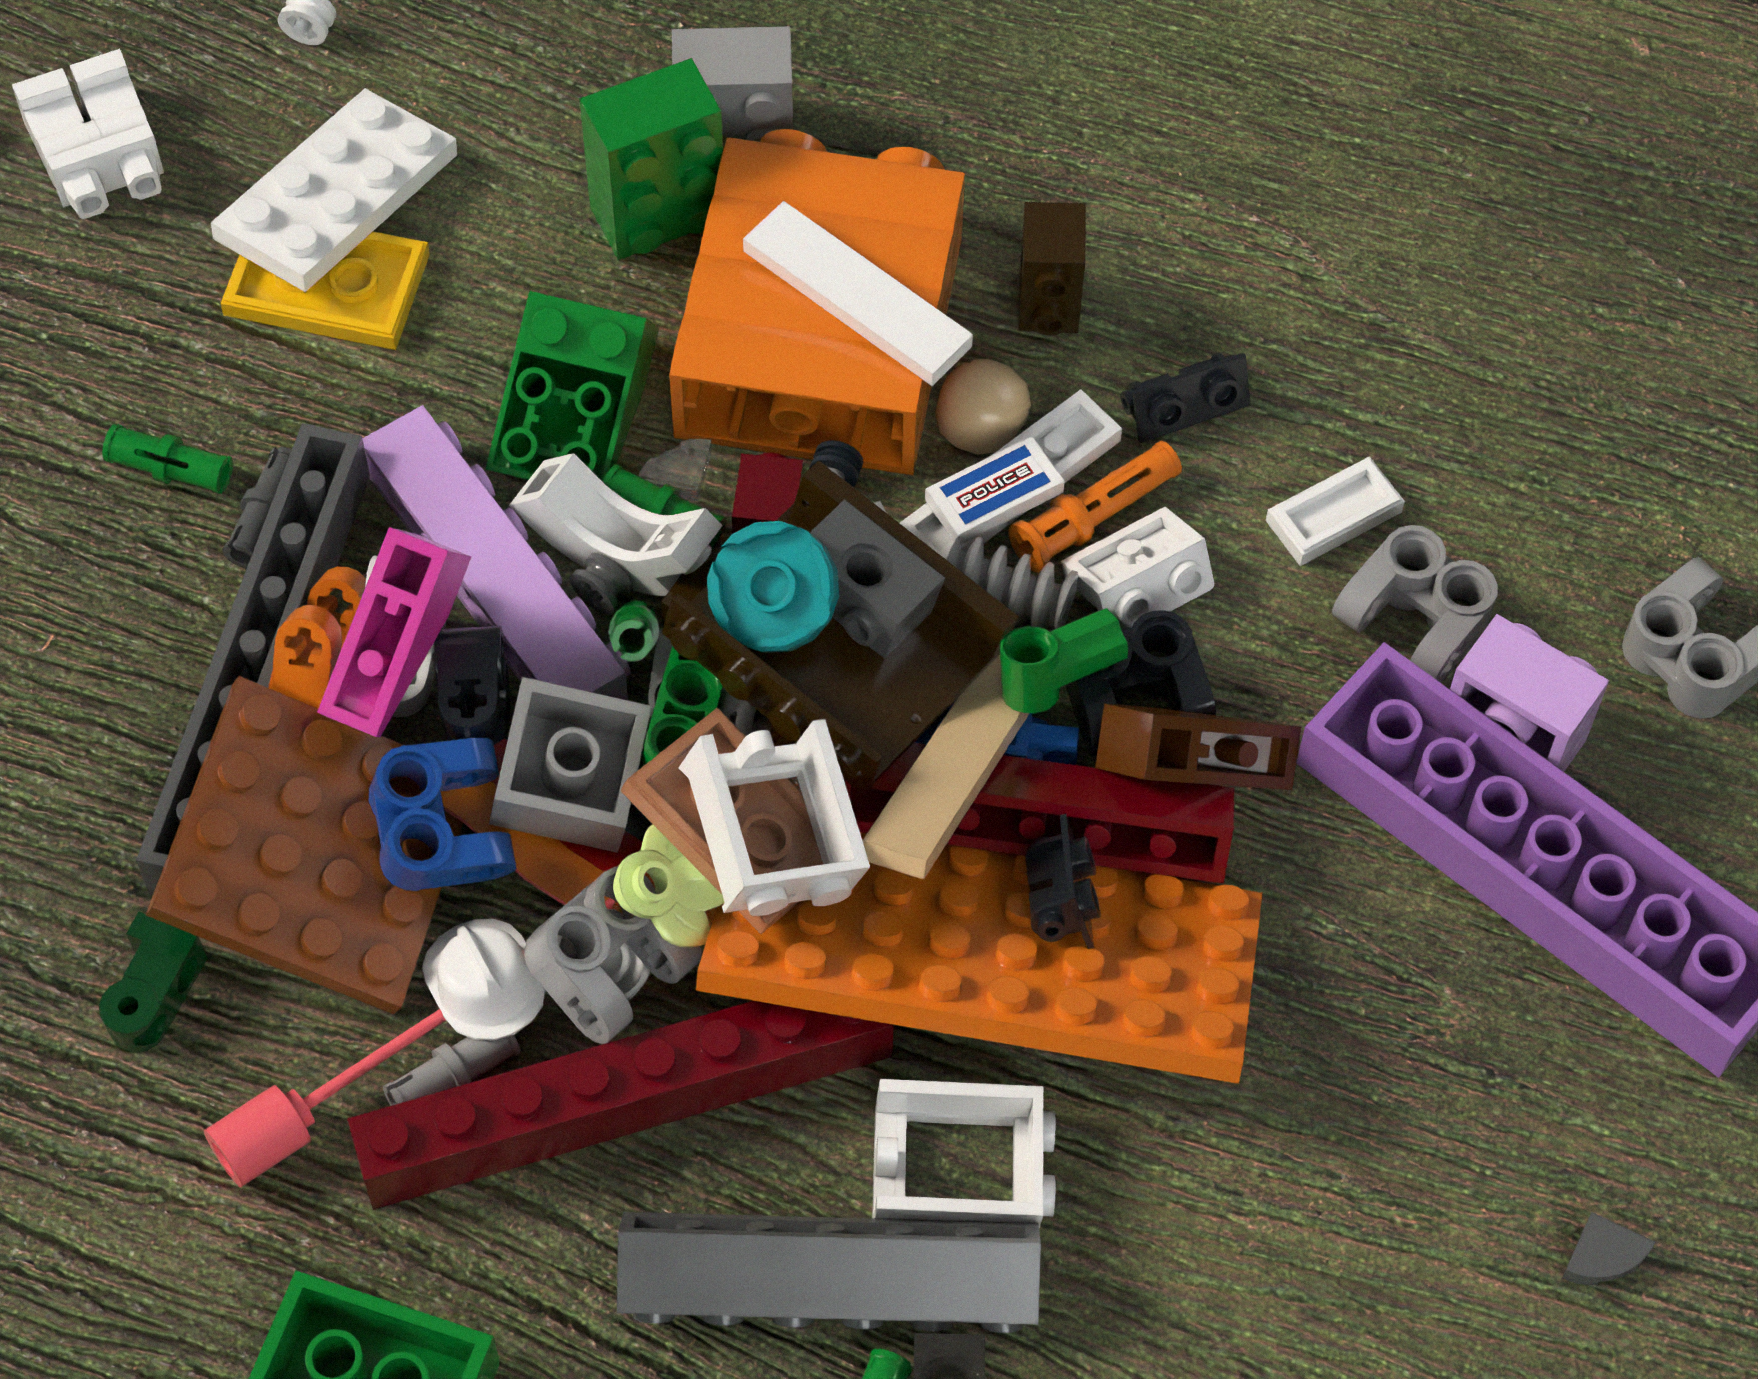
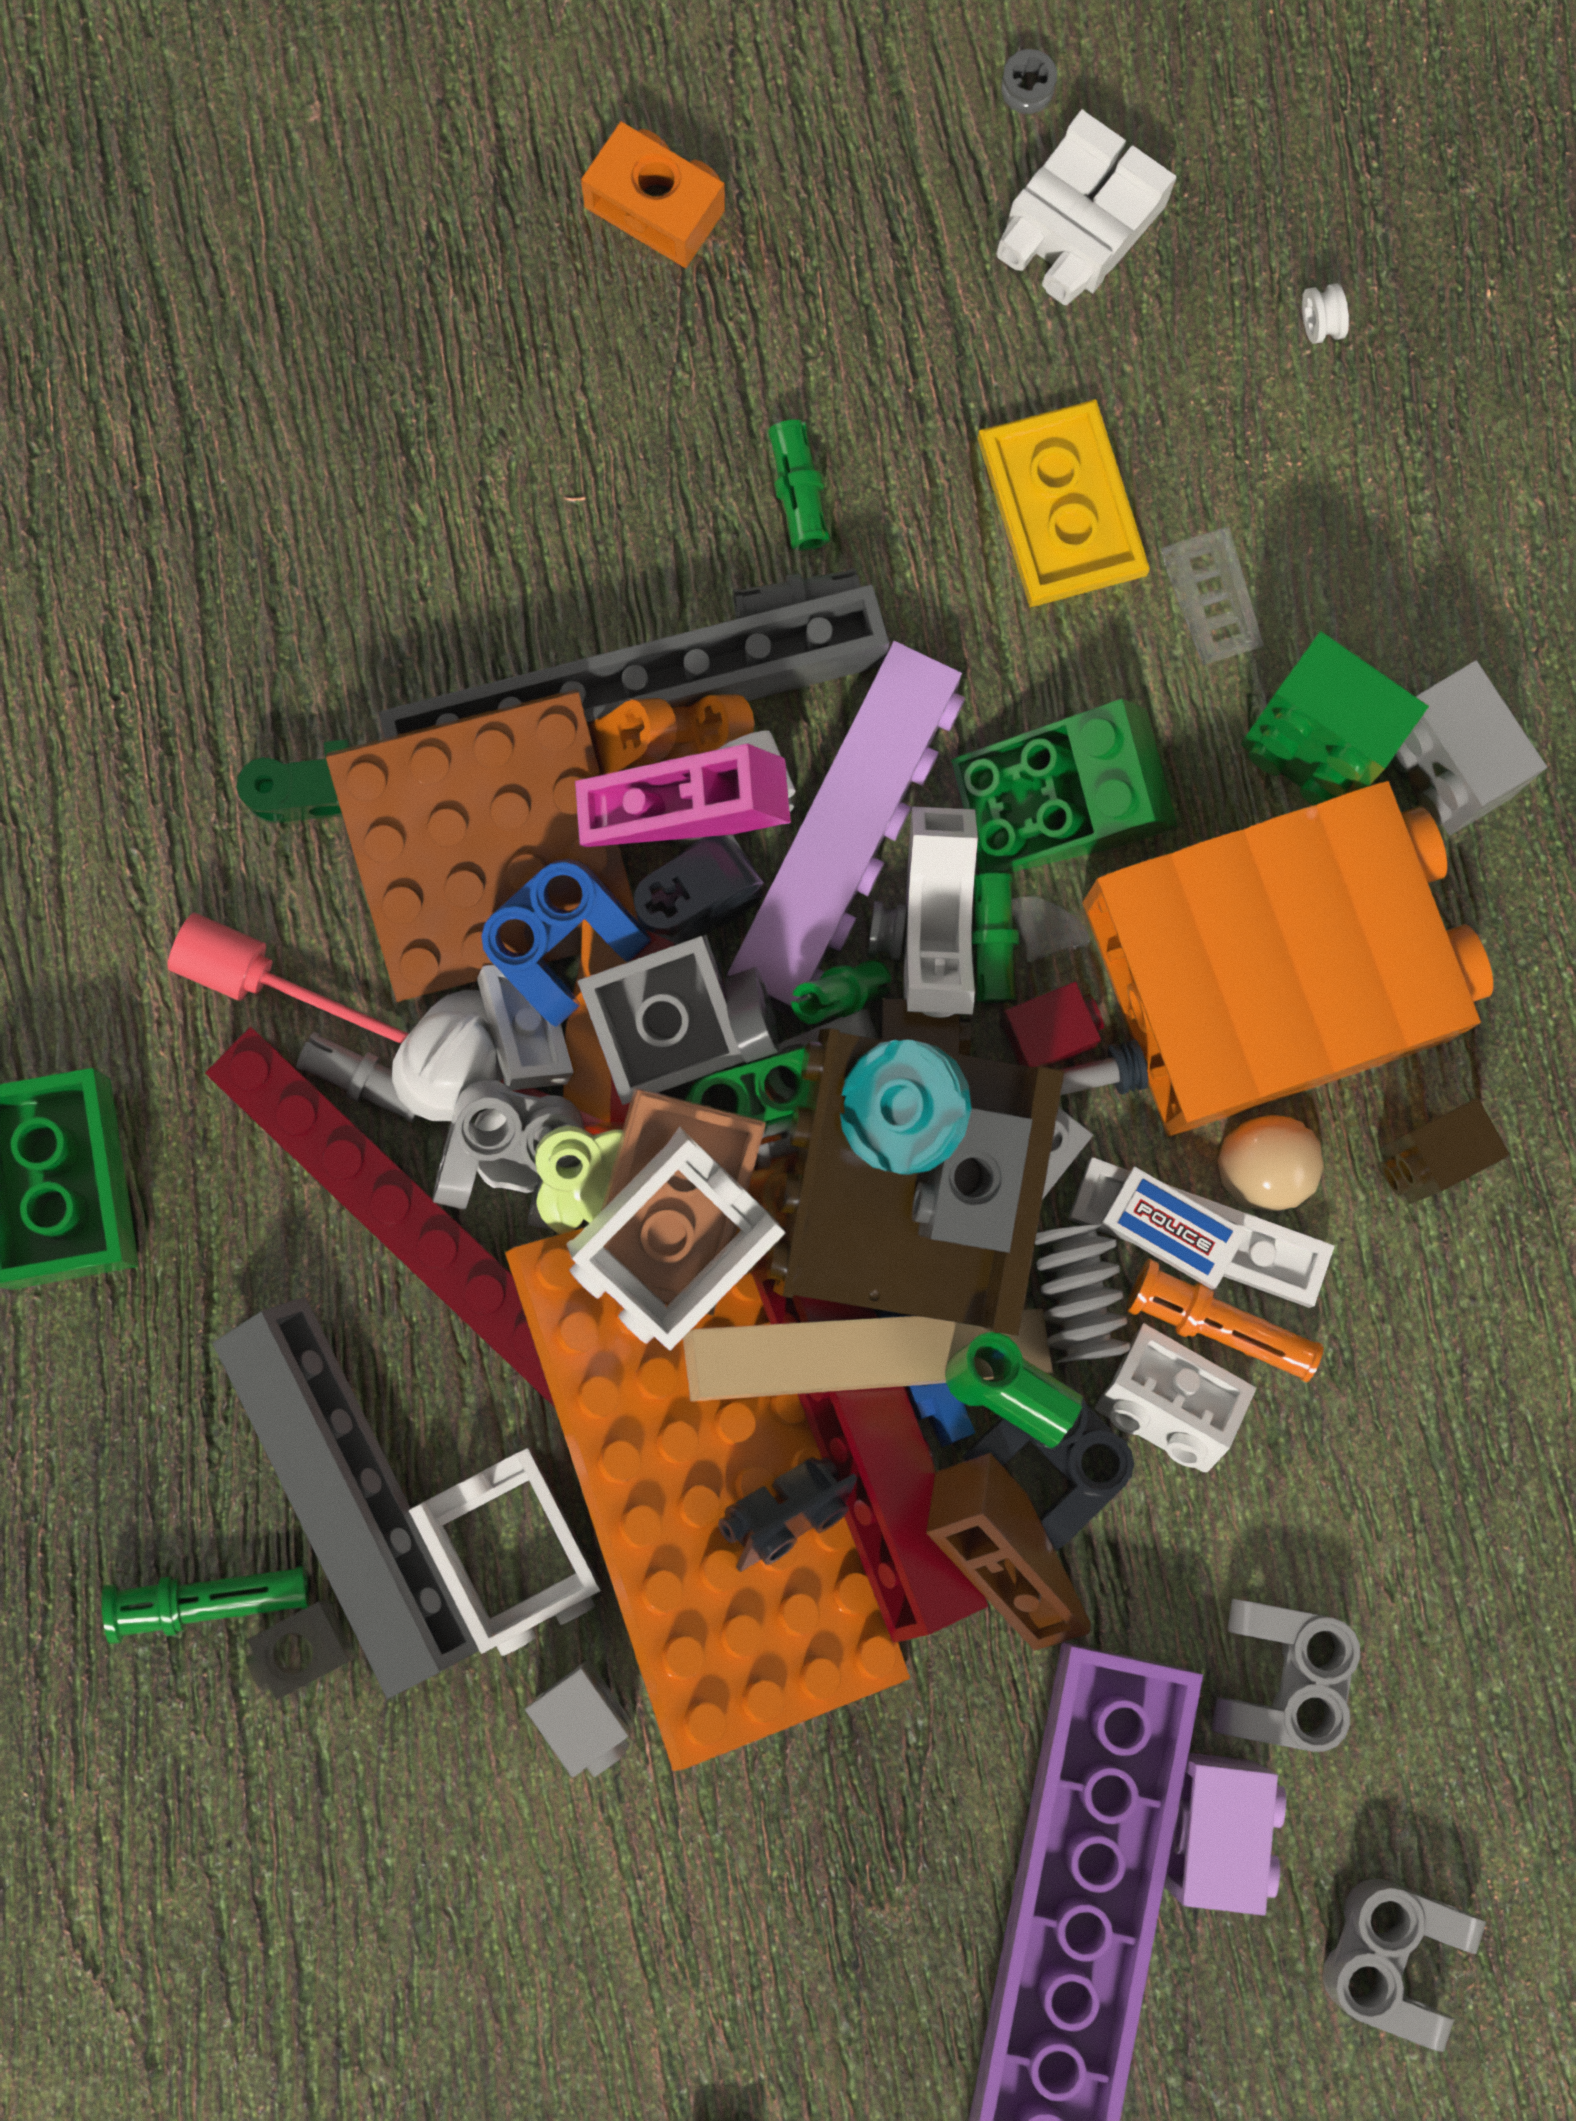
camera: 55 degrees right, 20 degrees up
(334, 189) = (1153, 454): white plate -> none
(458, 224) = (1228, 568): none -> clear slope
(508, 903) = (526, 1044): none -> white plate
(619, 678) = (751, 1015): none -> dark grey beam
(858, 293) = (1277, 1000): white tile -> none
(1150, 1158) = (582, 1721): none -> light grey brick
(1189, 398) = (1414, 1363): black hinge -> none
(1334, 511) = (1350, 1544): white tile -> none

